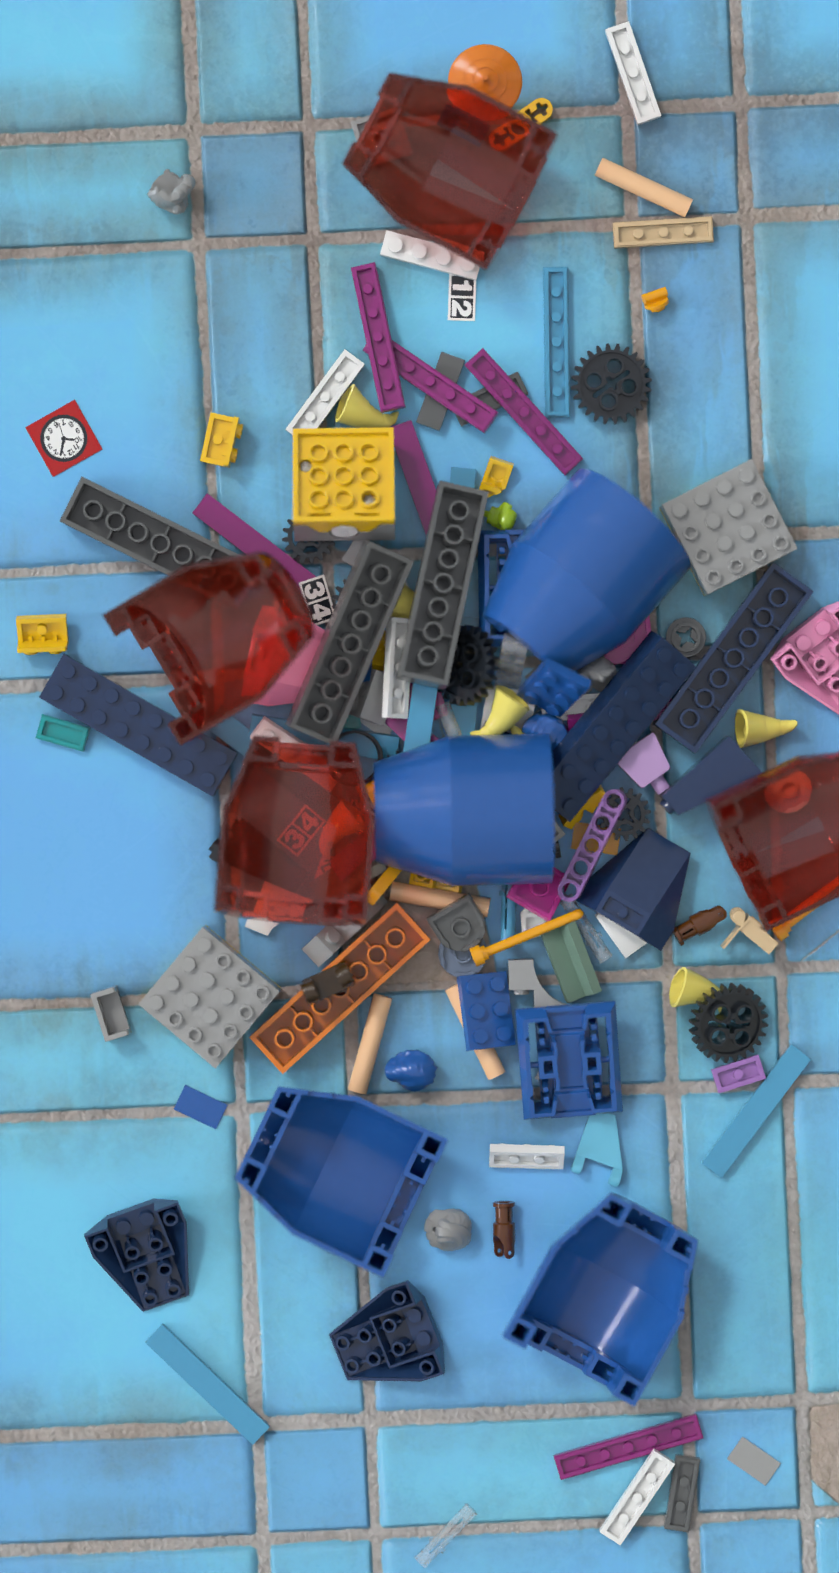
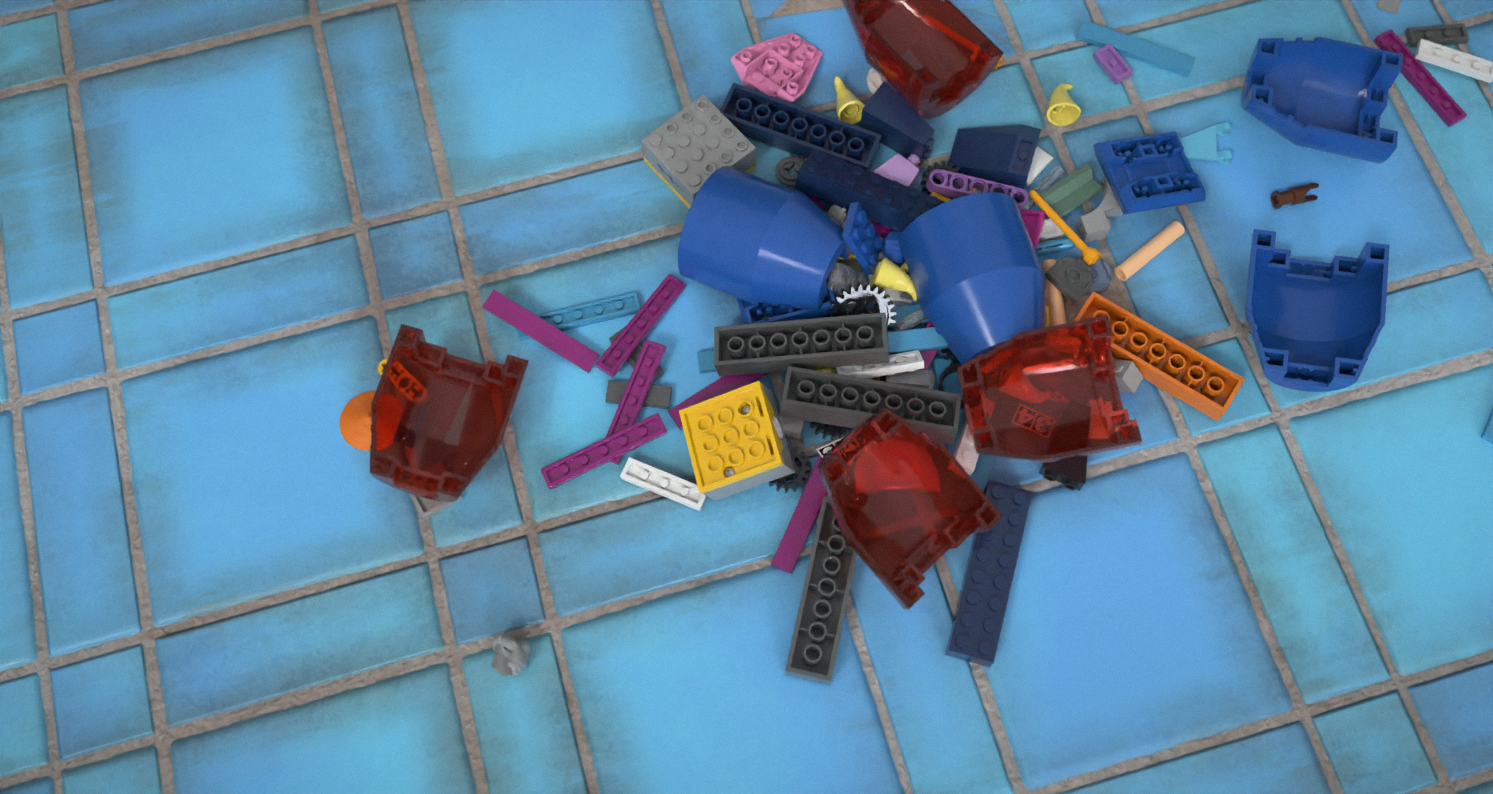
camera: 100 degrees left, 20 degrees down
(42, 633) = (934, 677): yellow bracket -> none
(62, 732) = (1015, 640): teal tile -> none
(63, 438) = (752, 704): sticker -> none
(111, 1013) = (1244, 537): light grey panel -> none
(144, 1251) = (1430, 462): dark blue wedge -> none
(200, 1107) = (1291, 449): blue sticker -> none
(210, 996) = (1201, 455): light grey piece -> none
(221, 439) = (722, 560): yellow bracket -> none
(327, 983) = (1157, 354): dark brown piece -> none
(359, 413) = (671, 453): light yellow hat -> none
(370, 1043) = (1193, 326): light nougat piece -> none
(391, 1338) = (1422, 255): dark blue wedge -> none
(411, 1069) = (1198, 288): blue hair -> none
(427, 255) = (526, 428): white plate -> none
(448, 1229) = (1309, 231): light grey hair -> none
(461, 298) = (556, 397): sticker -> none
(486, 1010) = (1132, 243): blue plate -> none
(496, 476) = (698, 336): yellow slope -> none
(501, 517) = (730, 318): lime piece -> none
(526, 1156) = (1232, 191): white plate -> none
(542, 293) = (541, 331): none -> magenta tile
(624, 402) = (616, 253): black gear -> none
(633, 73) = (346, 306): white plate -> none
(643, 187) = (439, 278): light nougat piece -> none
(656, 300) = (529, 248): light orange plate -> none
(663, 232) = (473, 258): tan tile -> none
(699, 923) = (1008, 111): reddish brown piece -> none
(731, 1002) = (1078, 75): black gear -> none
(751, 928) = (1000, 79): tan piece -> none

